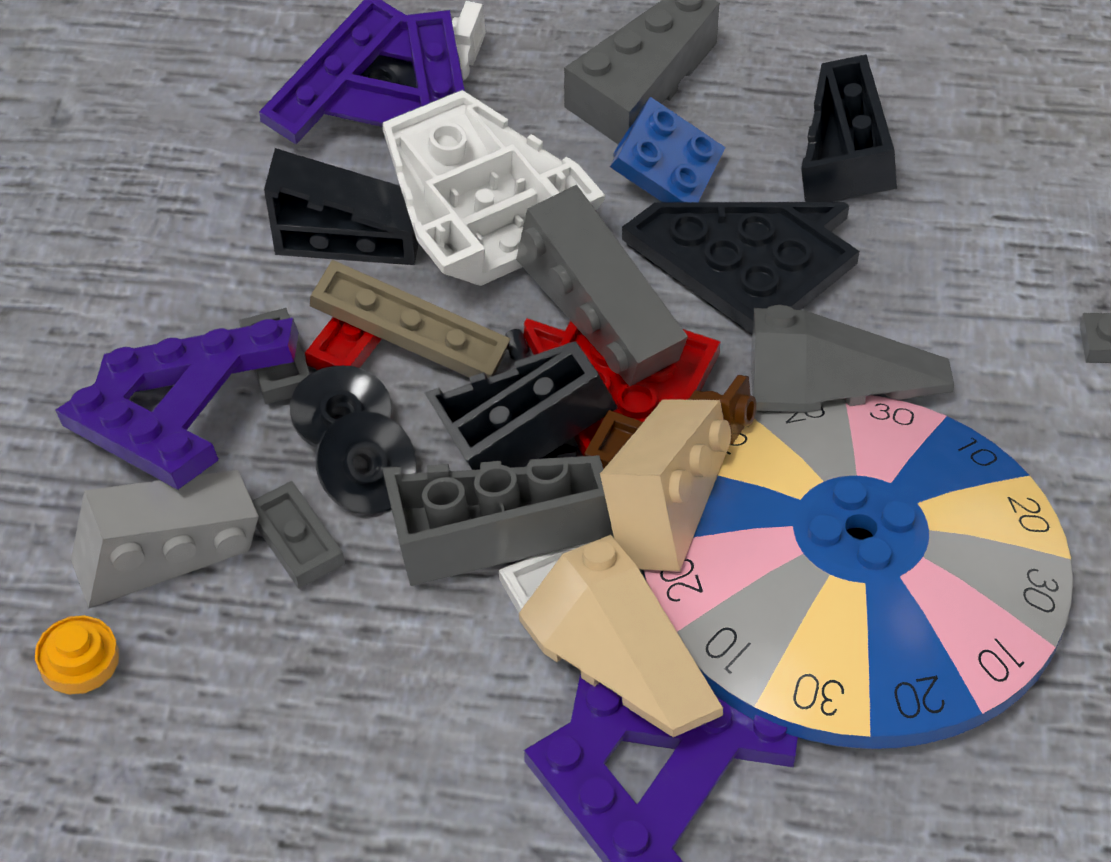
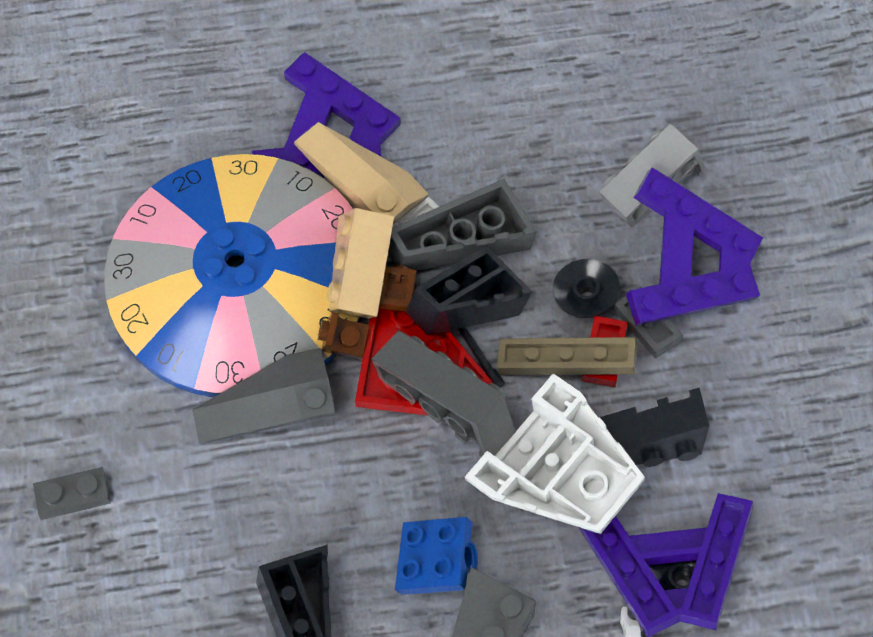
camera: 165 degrees right, 10 degrees up
(77, 654) = (666, 106): light orange plate -> none
(296, 535) = (578, 205): dark grey plate -> none
(376, 440) = (554, 254): black dish -> none
(746, 251) = (354, 488): black wing -> none

